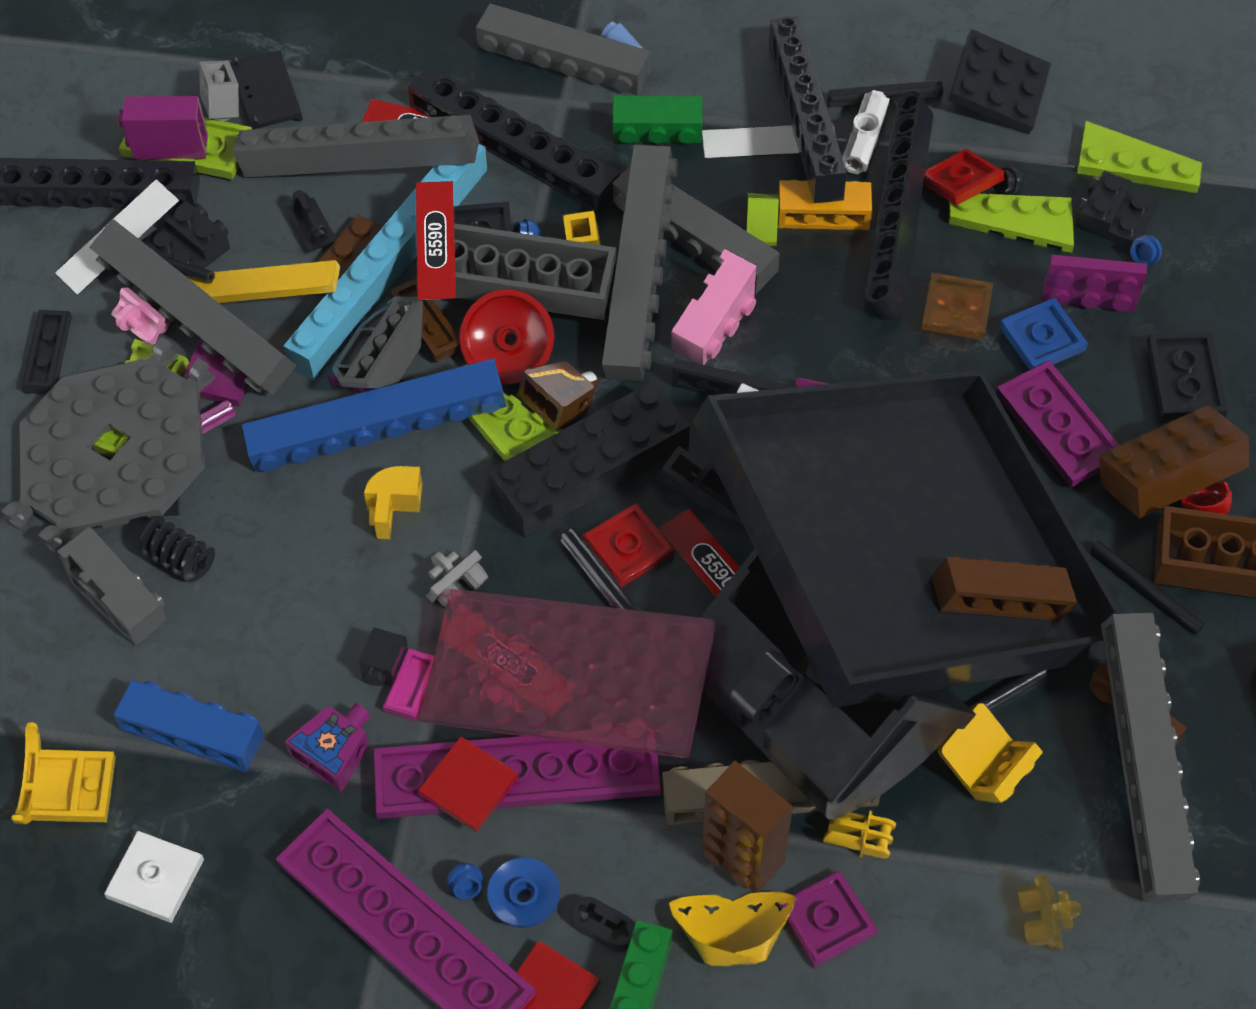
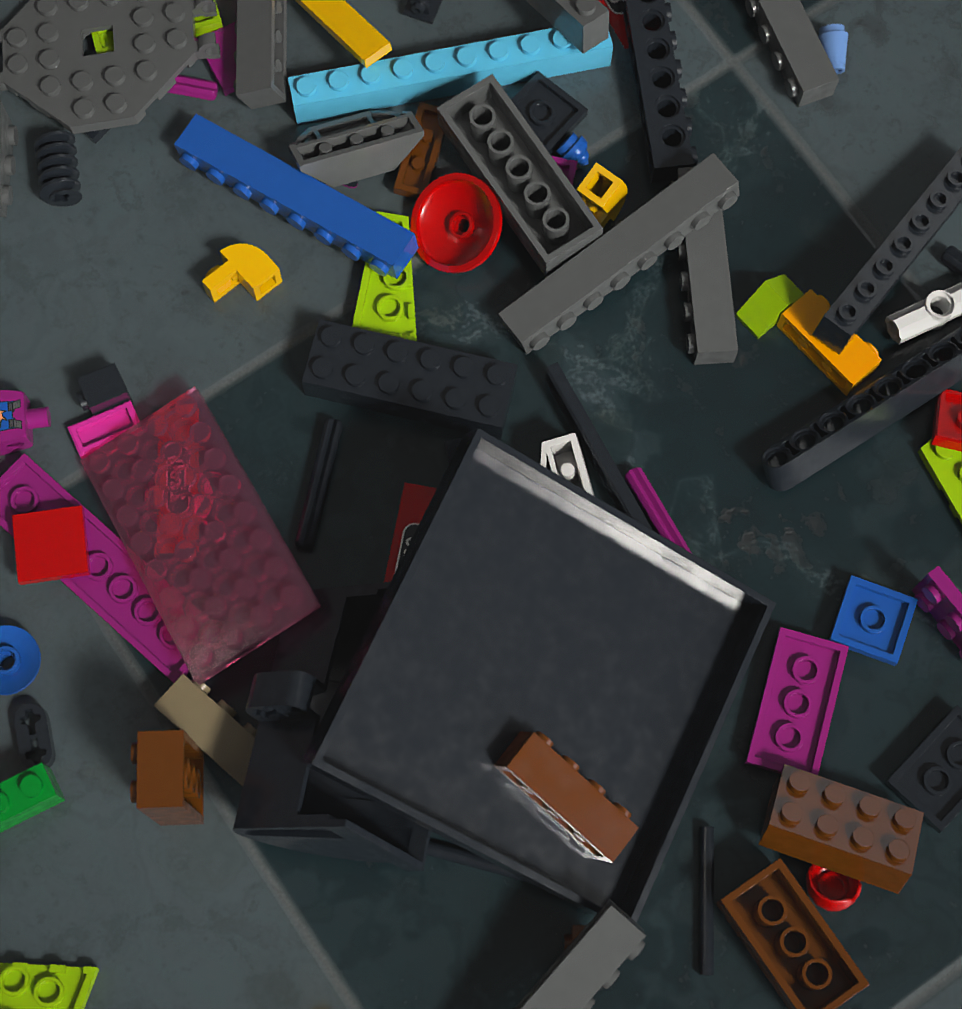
camera: 45 degrees right, 15 degrees up
(351, 242) = (429, 36): reddish brown plate -> none
(435, 240) = (476, 93): red sticker -> none
(468, 570) = (231, 382): light grey hips -> none
(557, 392) = (445, 305): reddish brown torso -> none
(629, 544) = (367, 474): red tile -> none
(657, 119) = (782, 144): green brick -> none
(717, 311) = (635, 353): bright pink wedge -> none
(733, 931) = (111, 837): yellow piece -> none
(750, 141) = (848, 237): white sticker -> none
(829, 919) = (183, 895): magenta tile -> none
(853, 831) = (272, 864): yellow arm -> none
(957, 306) = (833, 529): clear orange plate -> none
(987, 757) = (422, 905): yellow bracket -> none

